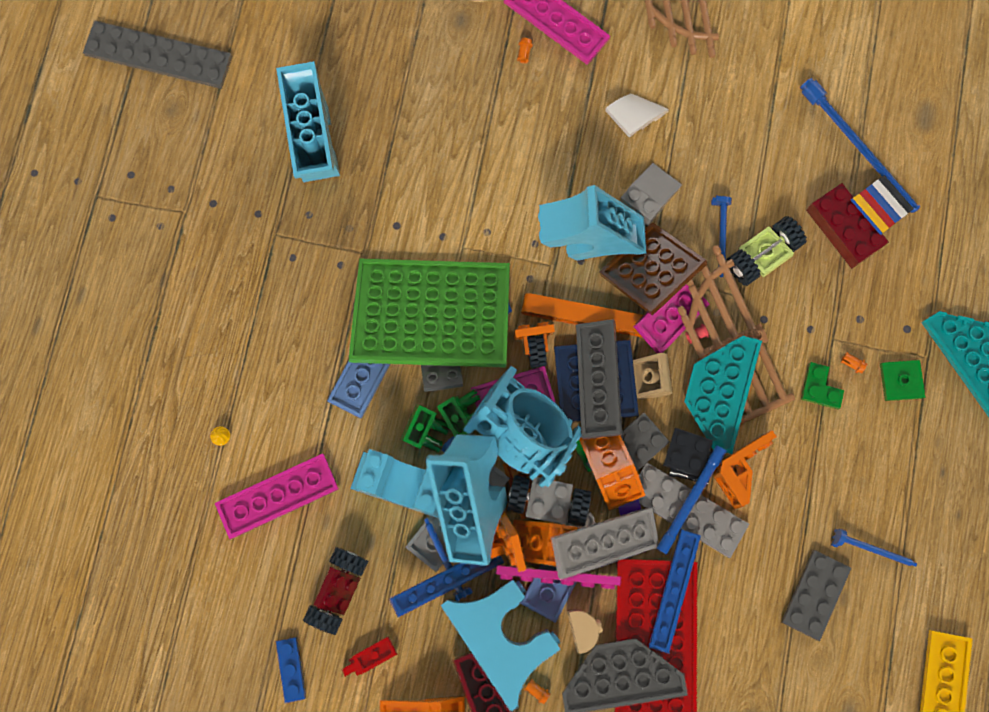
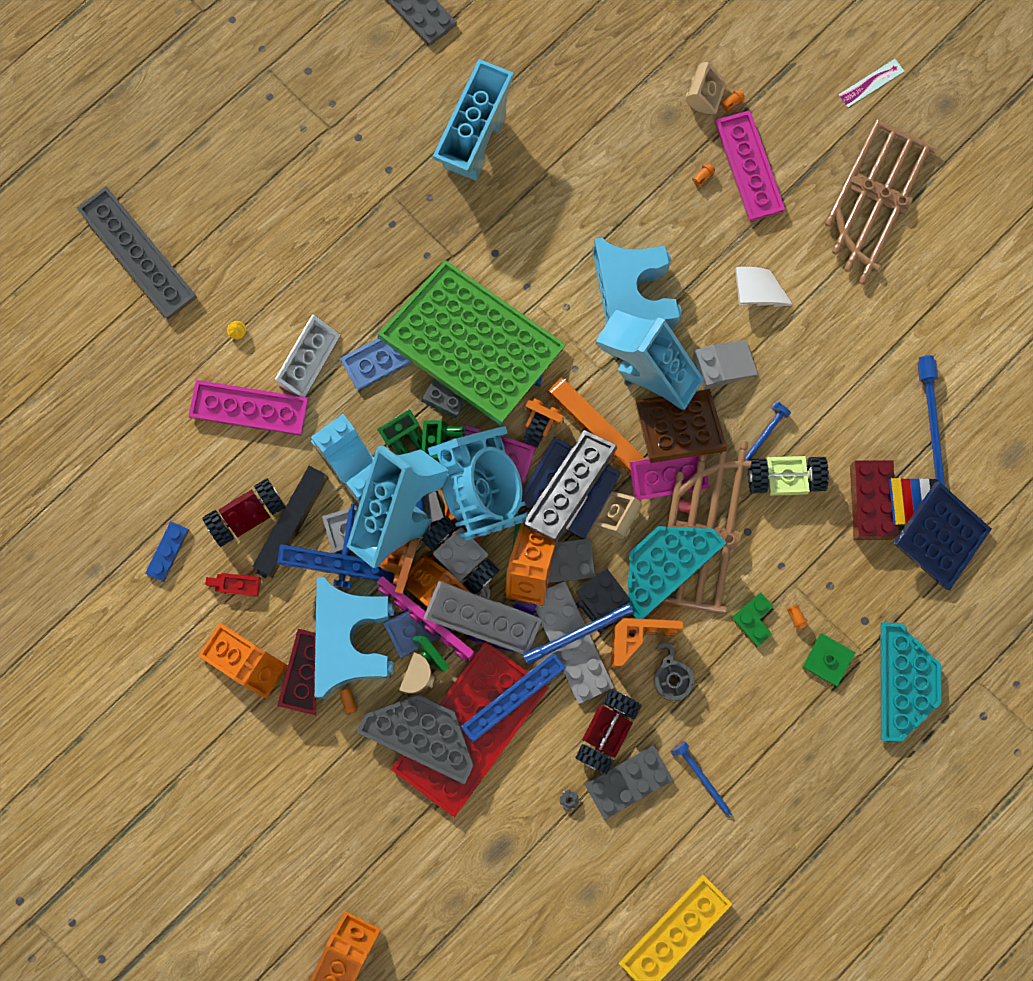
camera: 30 degrees right, 0 degrees up
(86, 426) = (137, 252): none -> dark grey plate
(298, 419) = (307, 357): none -> white slope
(381, 571) = (290, 521): none -> black brick
(516, 181) = (622, 271): none -> medium azure piece
(580, 602) = (430, 653): none -> green plate
(772, 565) = (608, 731): none -> plate
(774, 644) = (574, 800): none -> dark grey plate
(785, 475) = (672, 668): none -> dark grey piece
(922, 218) = (942, 536): none -> dark blue plate

